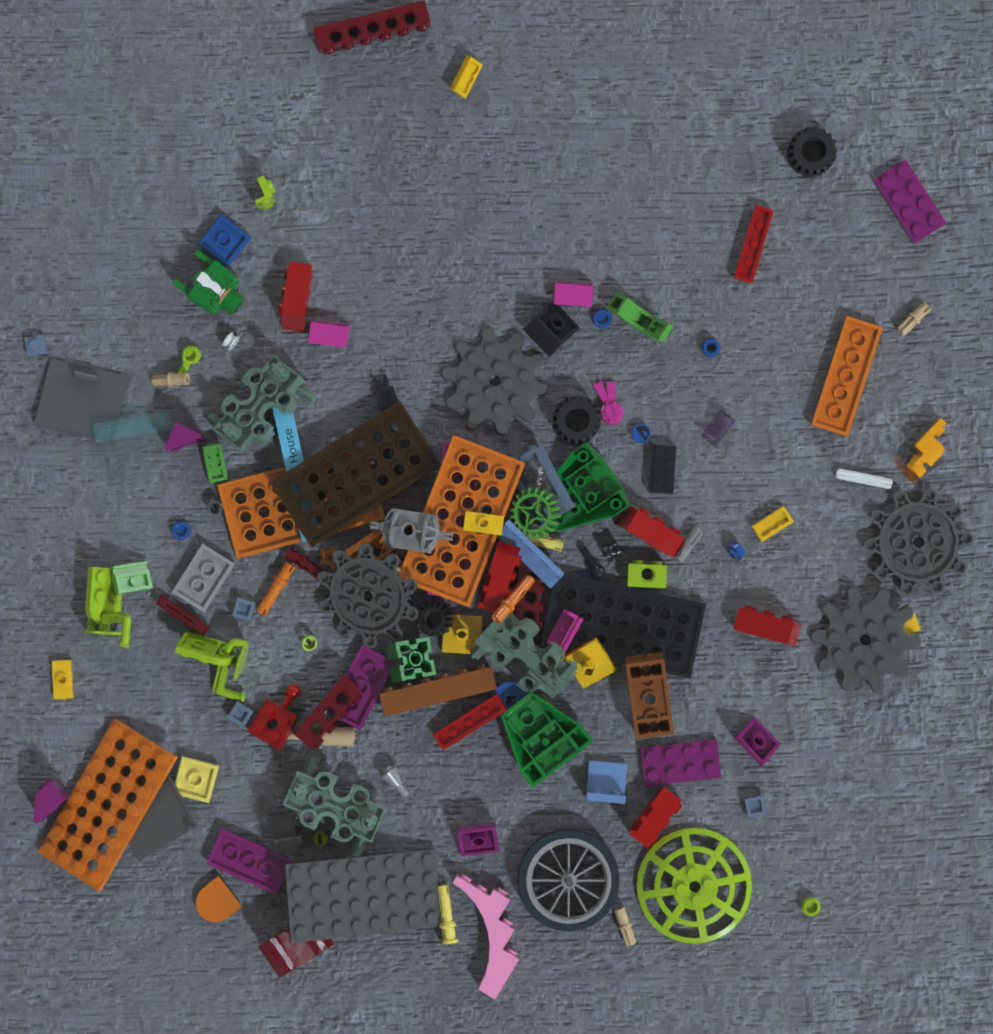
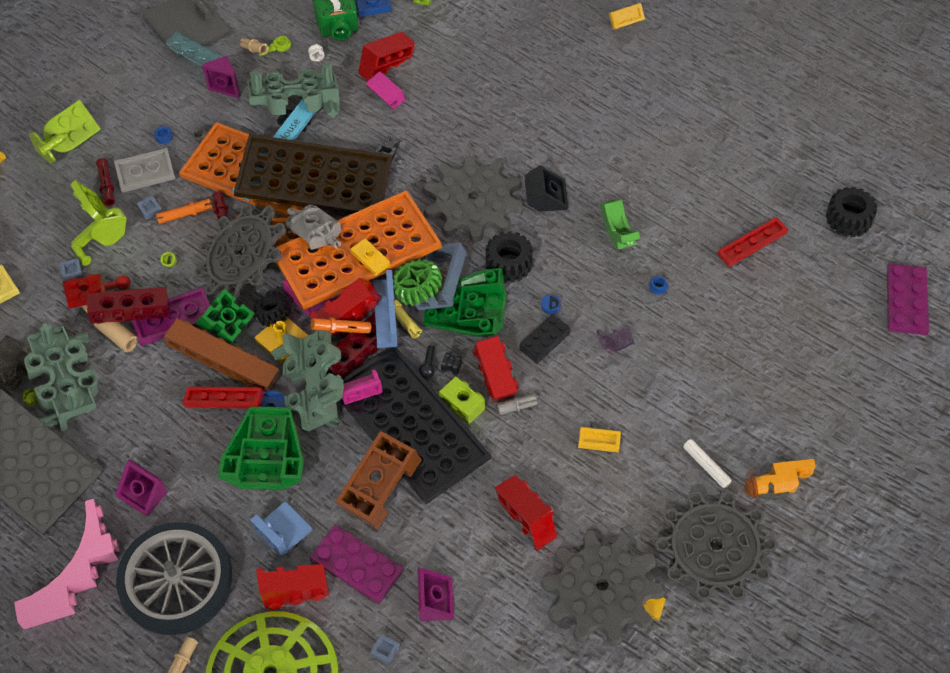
camera: 40 degrees right, 30 degrees down
(131, 577) = (98, 132): bright green plate -> none
(215, 462) = (229, 109): bright green plate -> none
(391, 776) = (126, 394): light grey cone -> none
(447, 924) = (49, 535): light yellow pin -> none
(573, 294) = (584, 180): dark pink hinge -> none
(591, 661) = (356, 426): yellow tile -> none
(602, 318) = (590, 213): blue tile -> none
(611, 411) = (542, 272): dark pink piece -> none
(735, 550) = (551, 436): blue plate -> none
(846, 376) = (754, 379): orange plate -> none
(914, 318) = (847, 377): tan axle -> none

